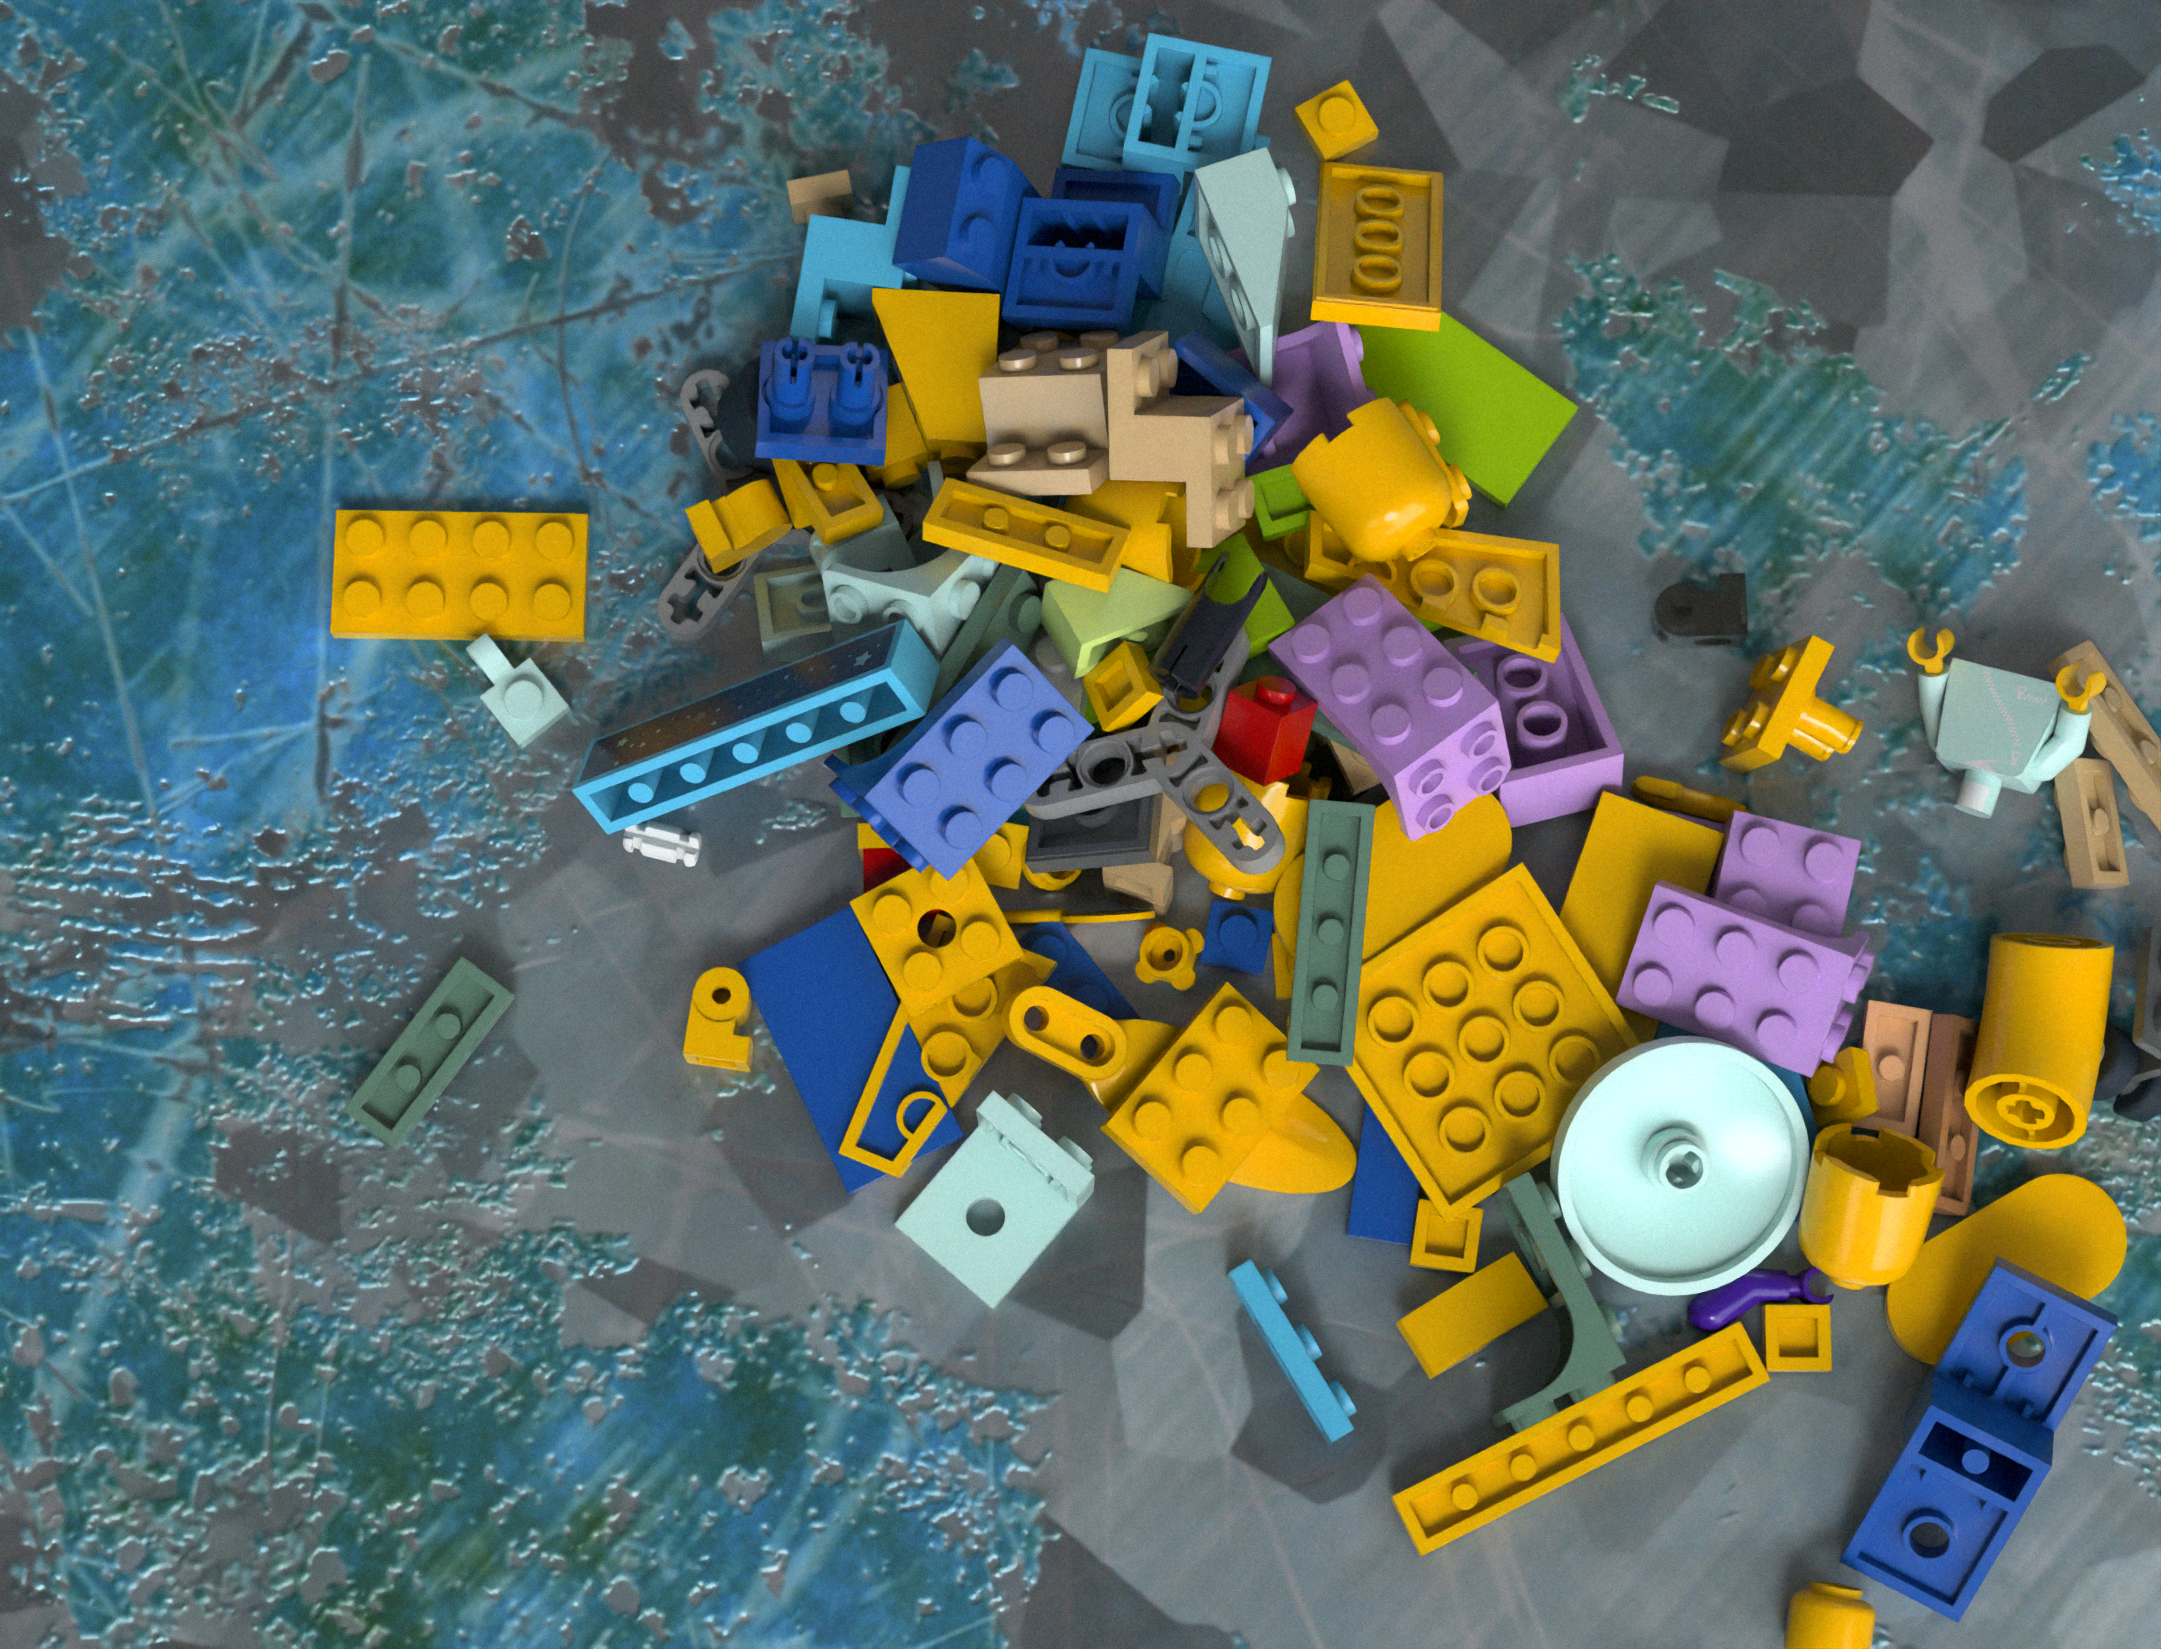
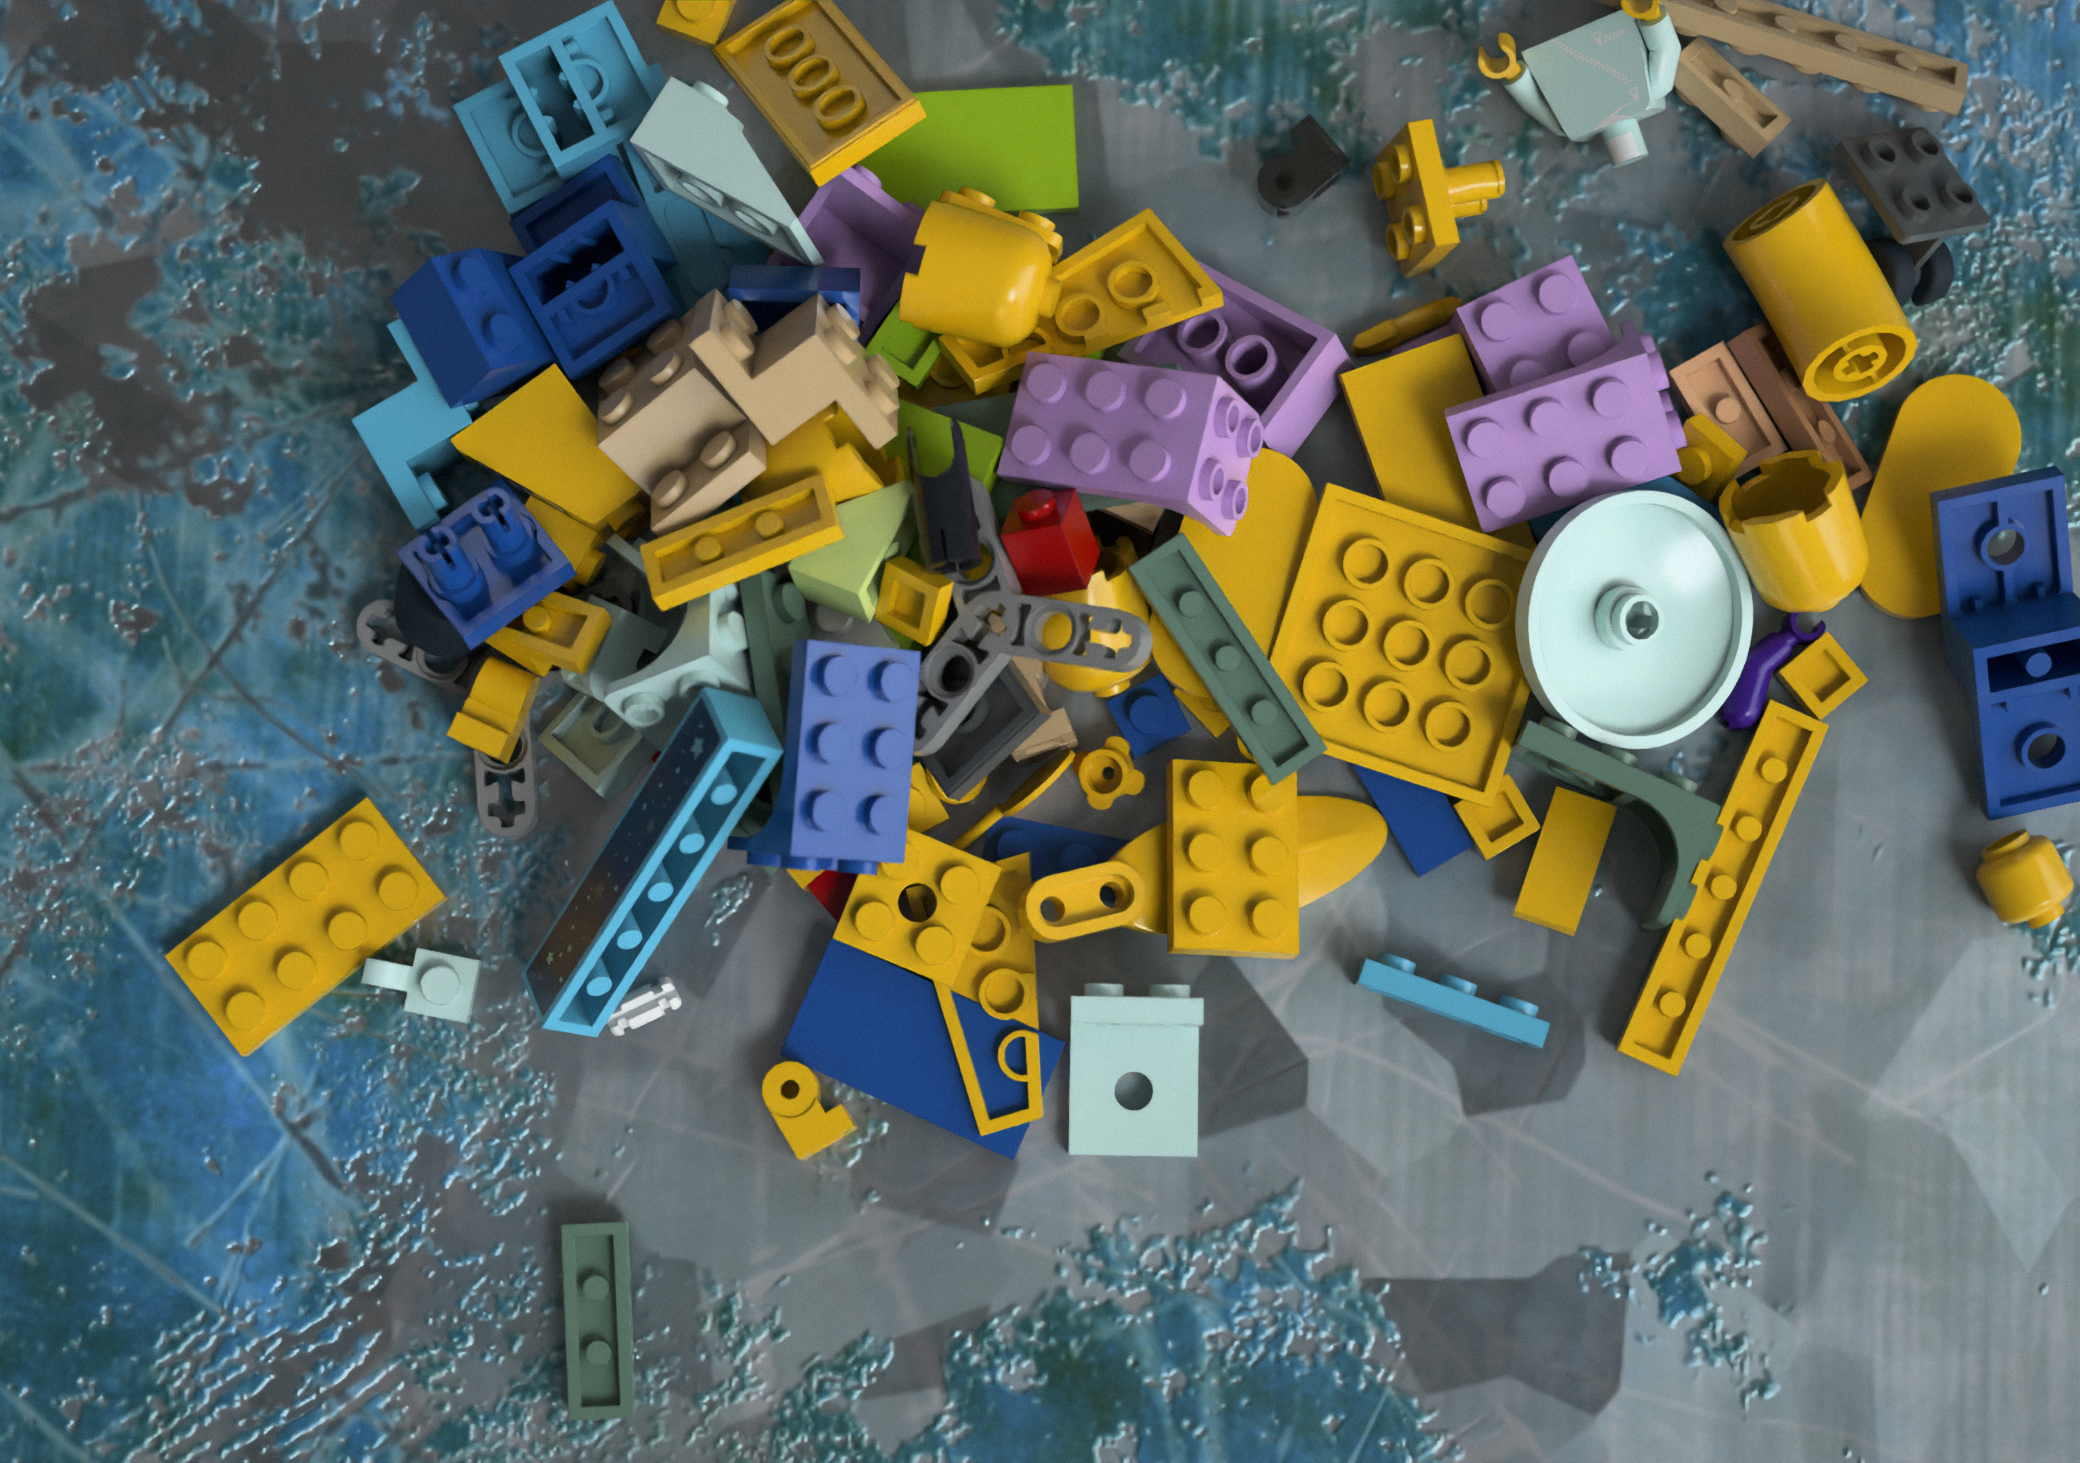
camera: 35 degrees left, 5 degrees up
(821, 195) = (342, 396): tan plate -> none

